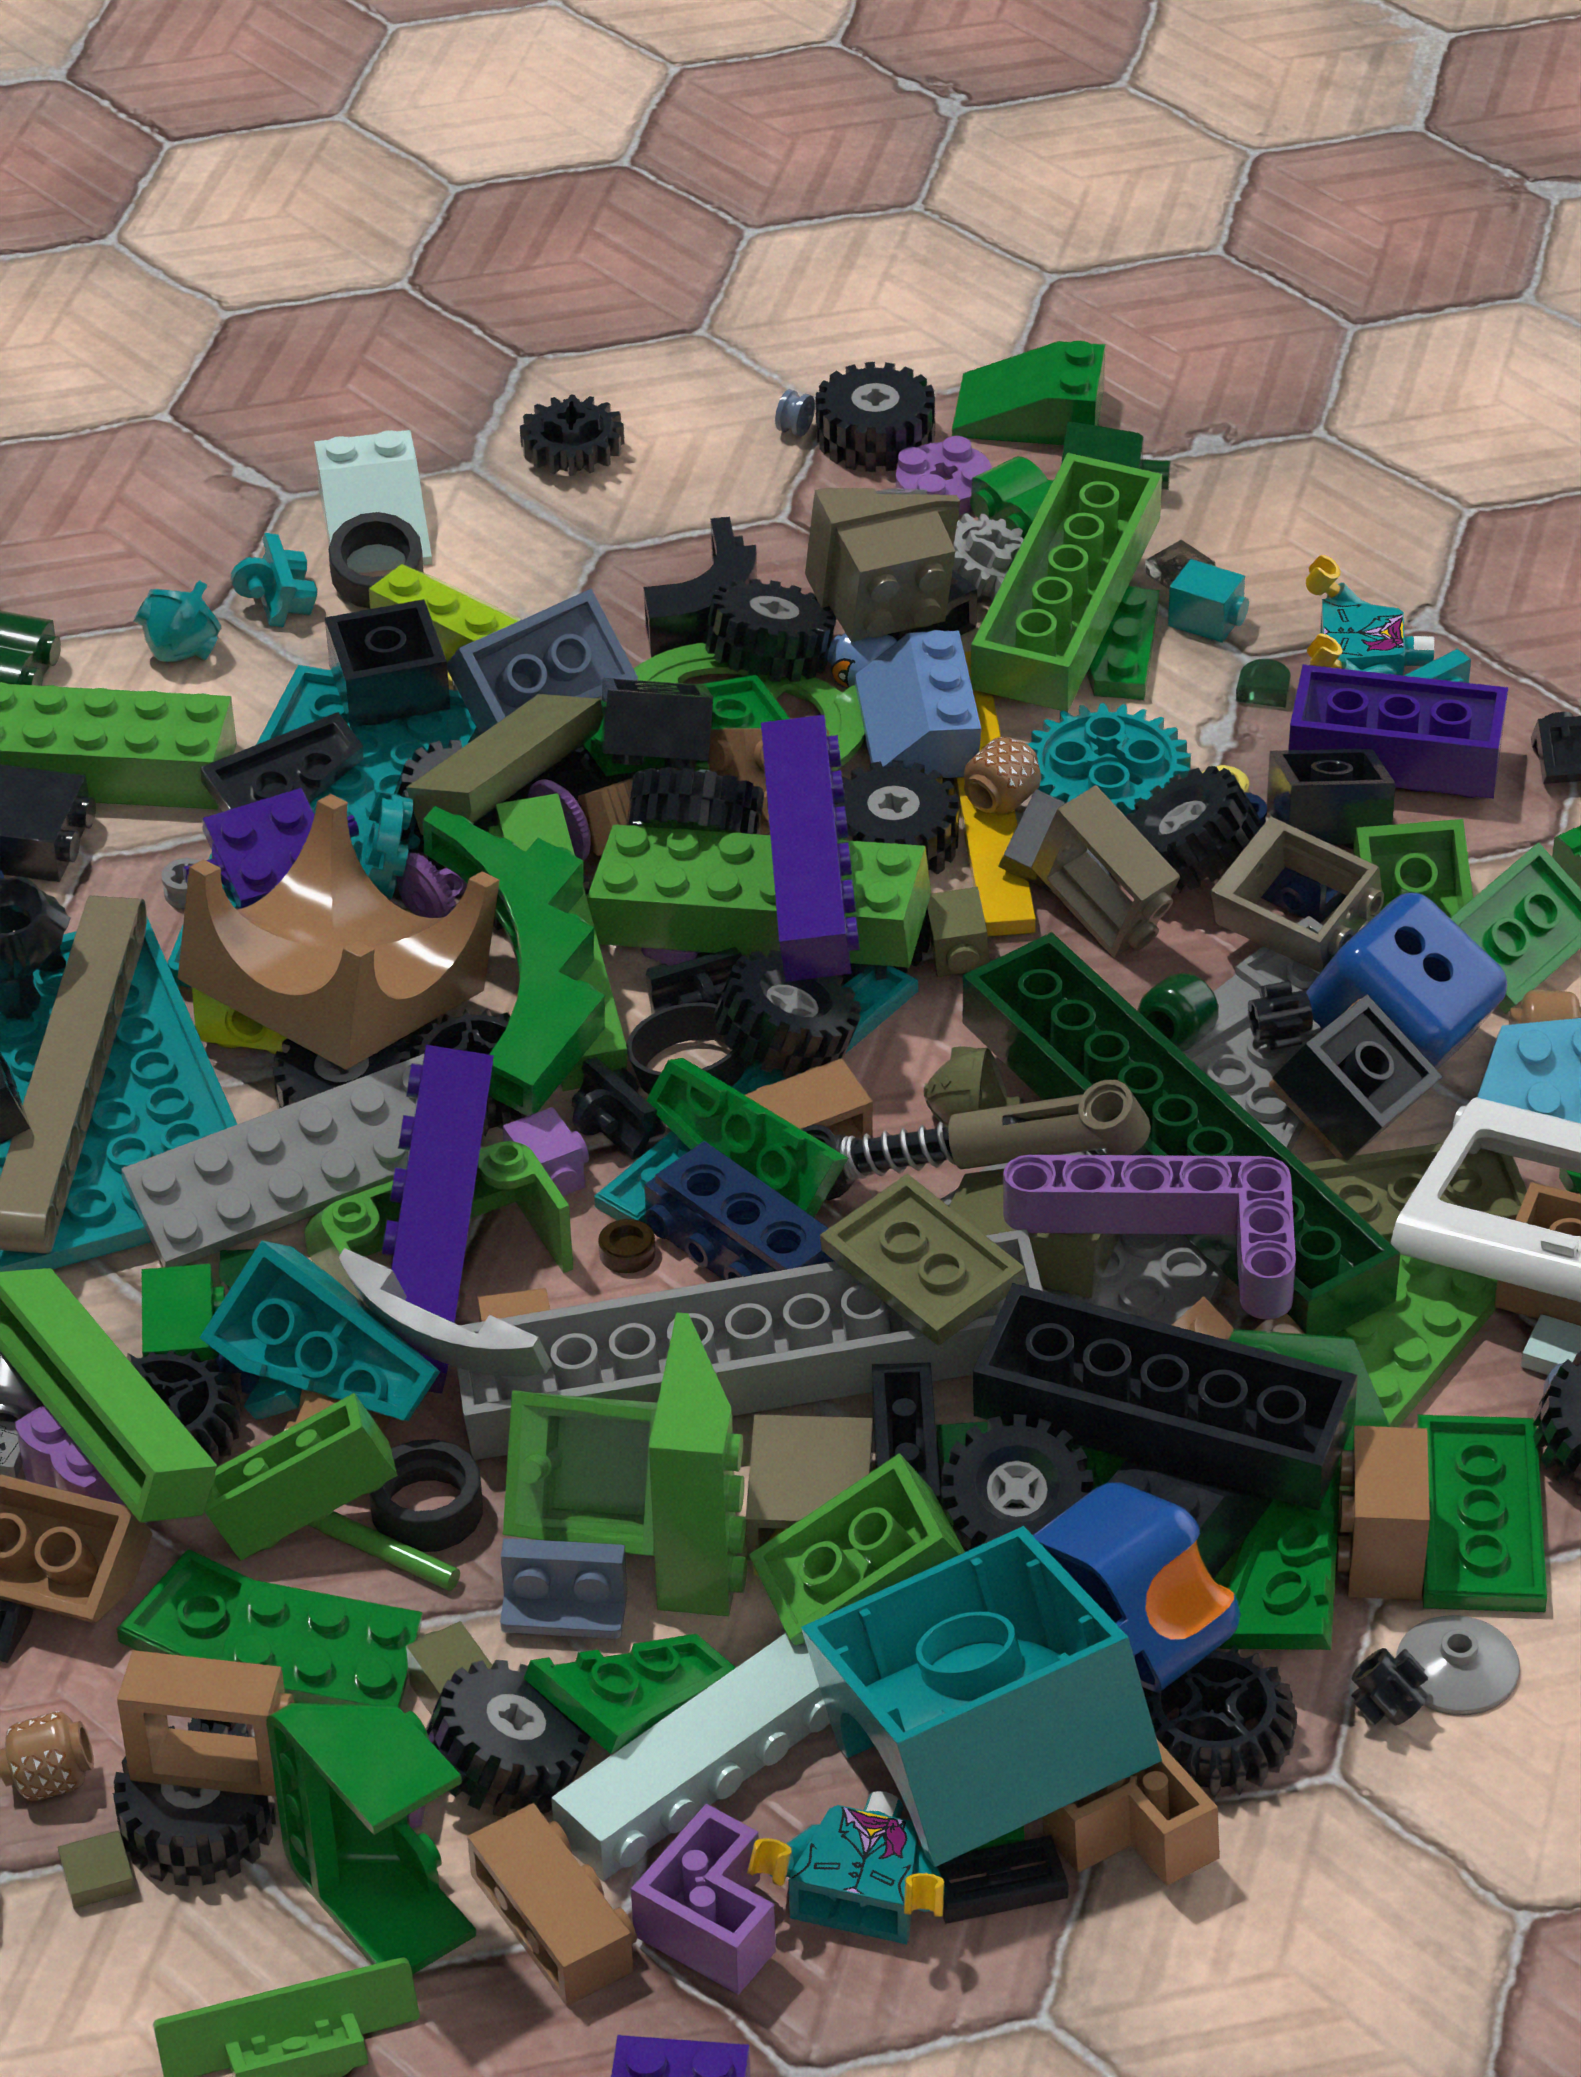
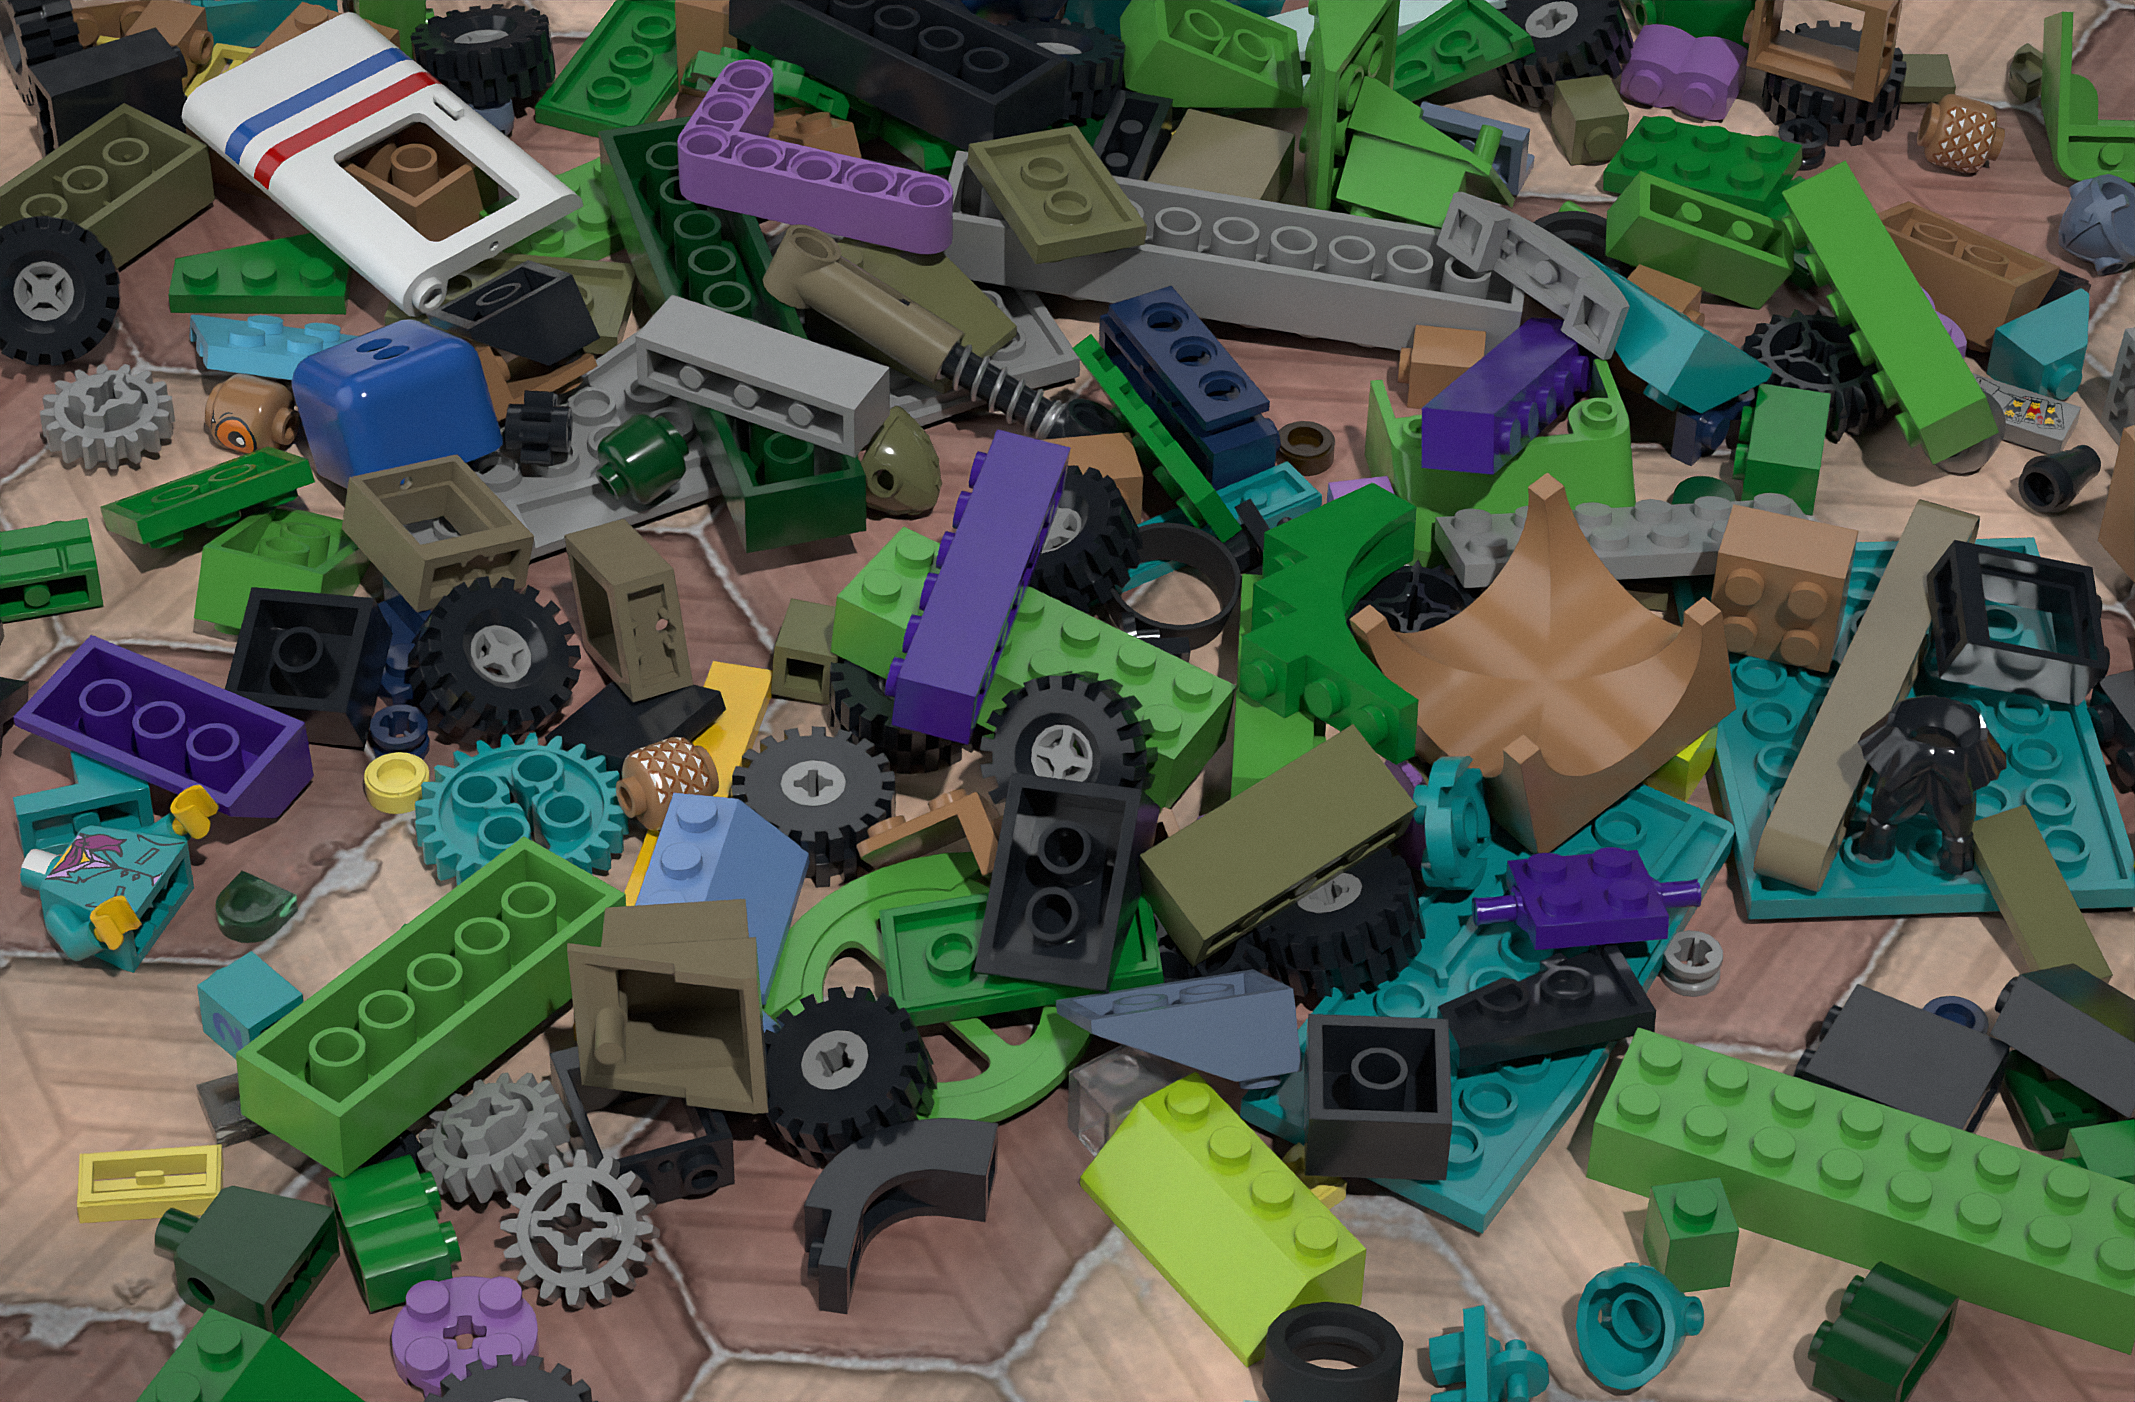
camera: 165 degrees left, 0 degrees up
(151, 668) = (1691, 1234): none -> green brick
(154, 1090) = (1783, 586): none -> medium nougat brick
(1086, 999) = (763, 375): none -> light grey brick
(1208, 514) = (150, 1191): none -> light yellow tile

